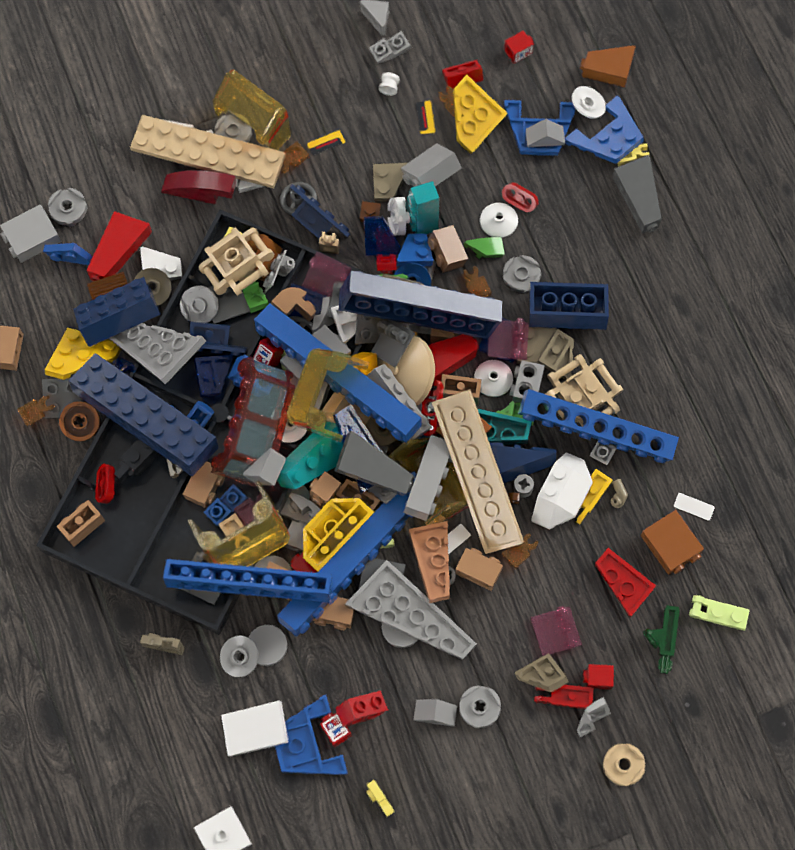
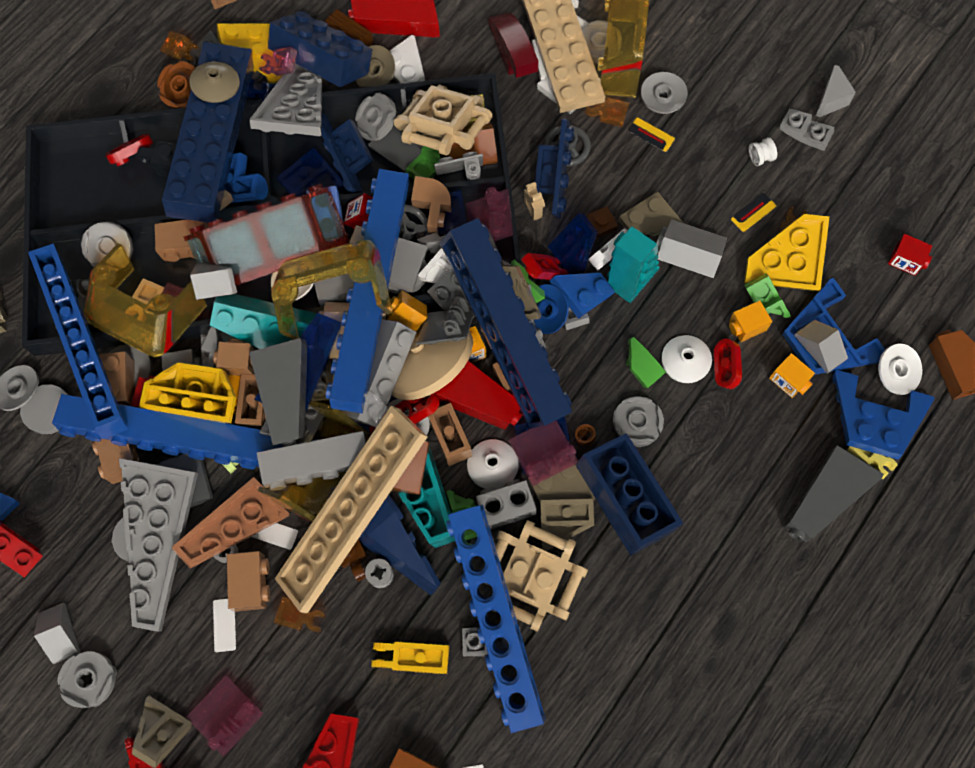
camera: 60 degrees right, 0 degrees up
(80, 523) = (70, 150): medium nougat brick -> none
(111, 341) = (281, 62): none -> clear pink plate
(114, 394) = (214, 82): none -> dark tan dish
(174, 537) = (102, 239): none -> light grey tile
(224, 506) = (165, 270): blue slope -> none
(304, 108) = (665, 85): none -> light grey dish
(427, 413) = (376, 405): none -> clear slope
(447, 248) = (610, 322): brick -> none
(455, 74) = (840, 224): red slope -> none
(476, 284) = (591, 382): clear orange plate -> none
(490, 147) = (763, 290): none -> bright green slope
(495, 603) = (223, 626): none -> white sticker
(500, 166) = (749, 321): none -> light orange brick
(508, 311) = (582, 432): none -> dark orange hinge
(552, 165) = (792, 376): none -> light orange brick
(562, 492) = (398, 622): white wedge -> none
(620, 495) = (435, 695): dark tan arm -> none

